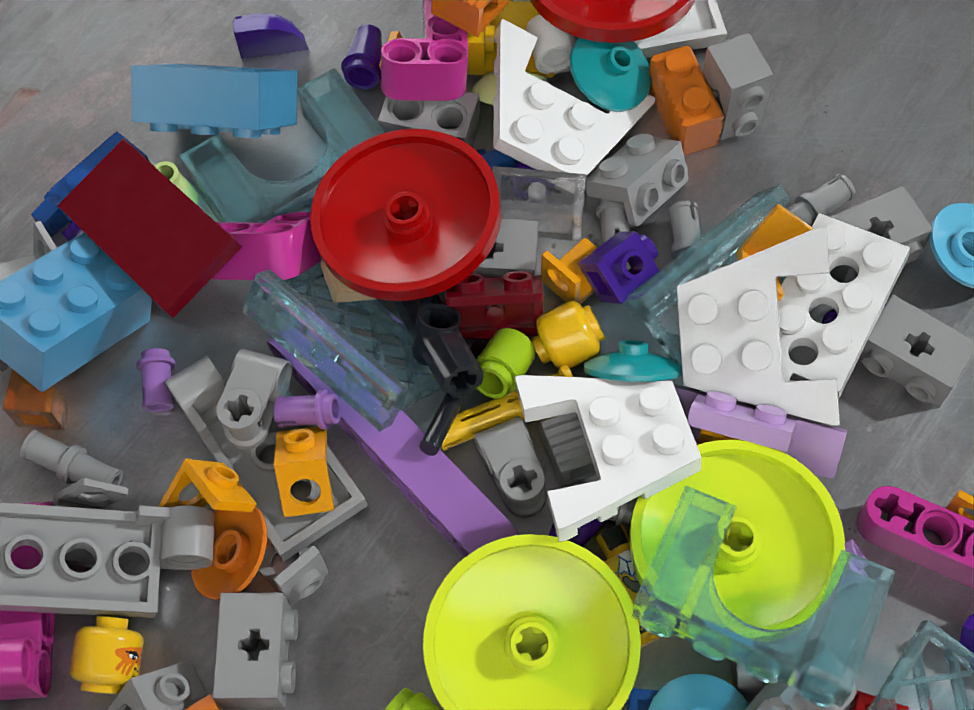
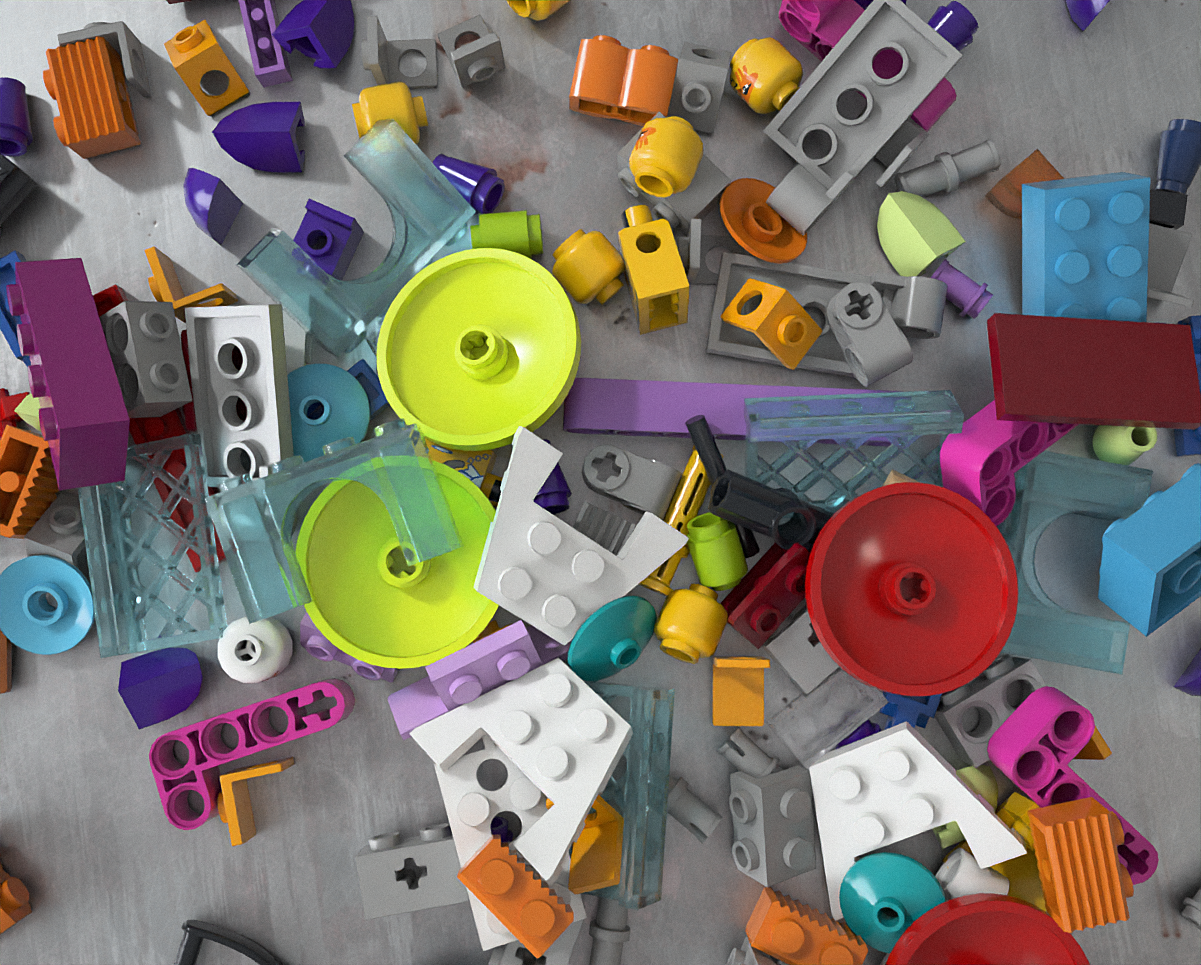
camera: 135 degrees right, 20 degrees up
(141, 441) = (914, 233): none -> yellowish green brick
(216, 486) = (816, 242): light orange bracket -> none
(248, 646) = (666, 156): none -> yellow head
(316, 409) = (805, 372): medium lavender pin -> none
(345, 569) = (653, 271): none -> yellow torso
(363, 58) = (1117, 719): dark purple cone -> none
(386, 640) = (588, 267): none -> yellow head
(607, 269) = (705, 720): dark purple brick -> none
(855, 250) = (516, 895): none -> orange brick
(912, 599) = (249, 665): none -> white head

